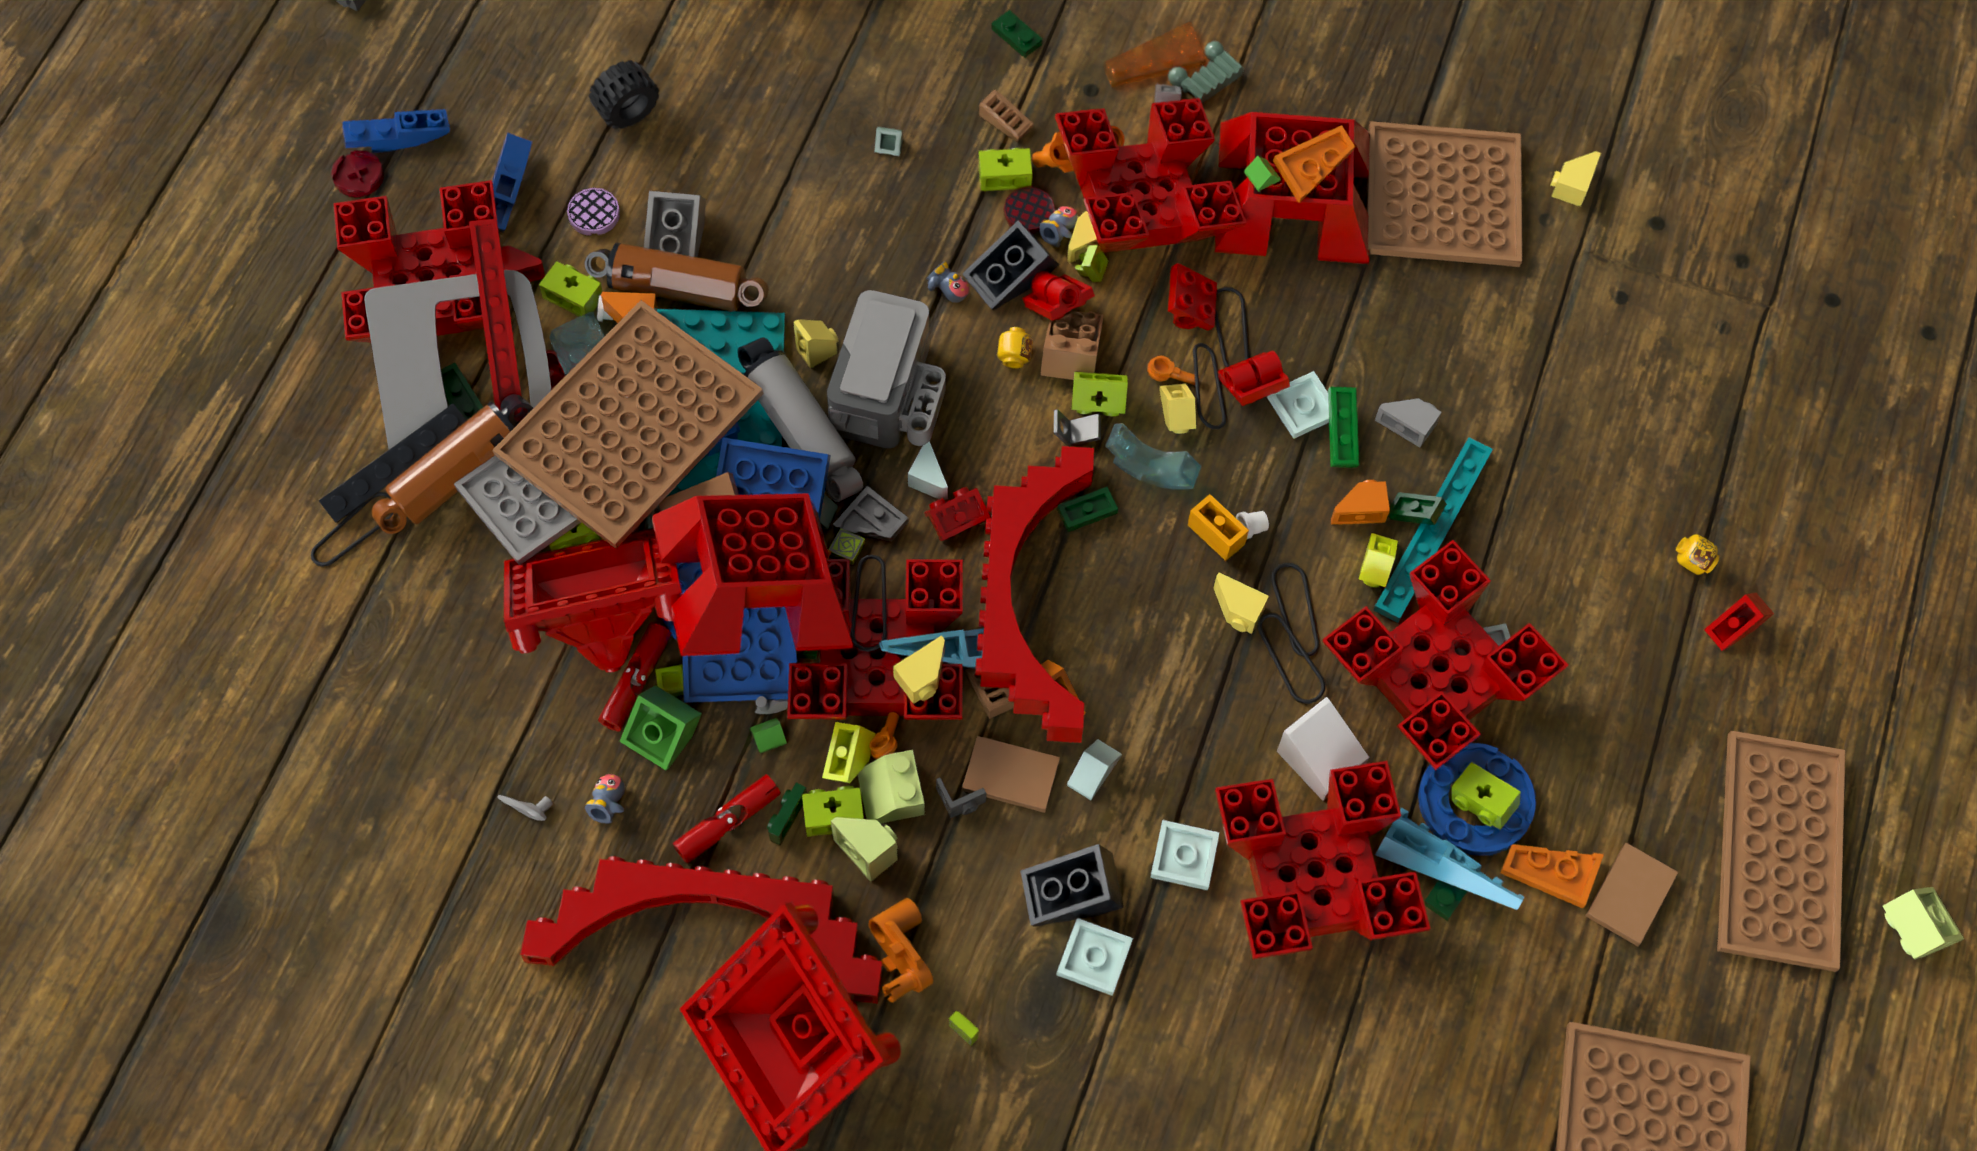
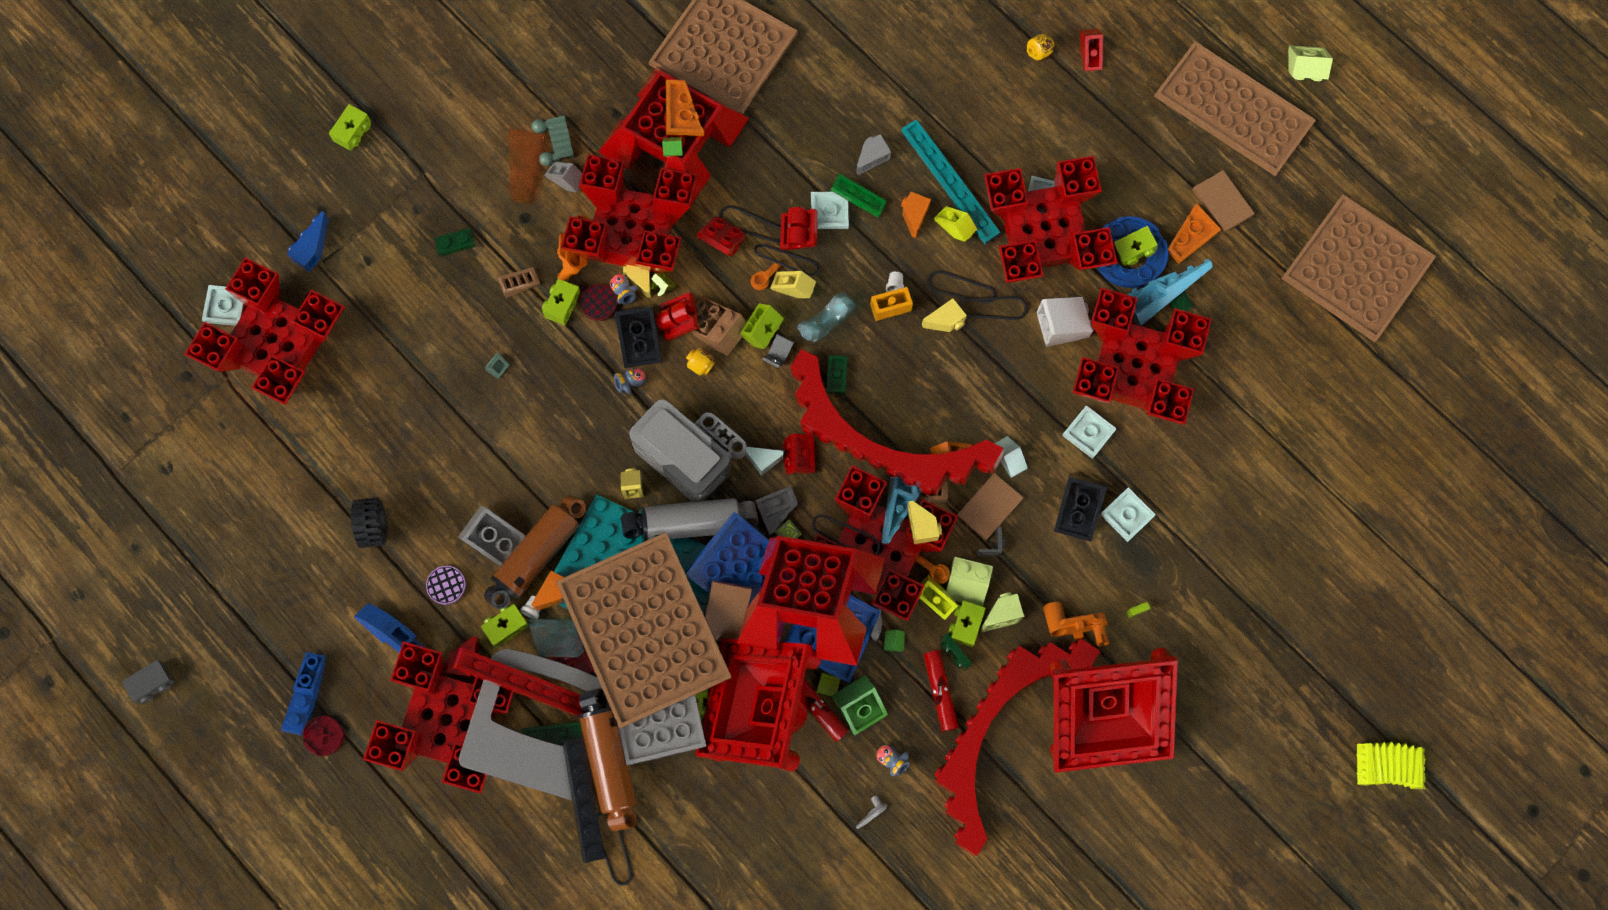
camera: 65 degrees left, 10 degrees up
(1416, 508) = (936, 183): dark green plate -> none

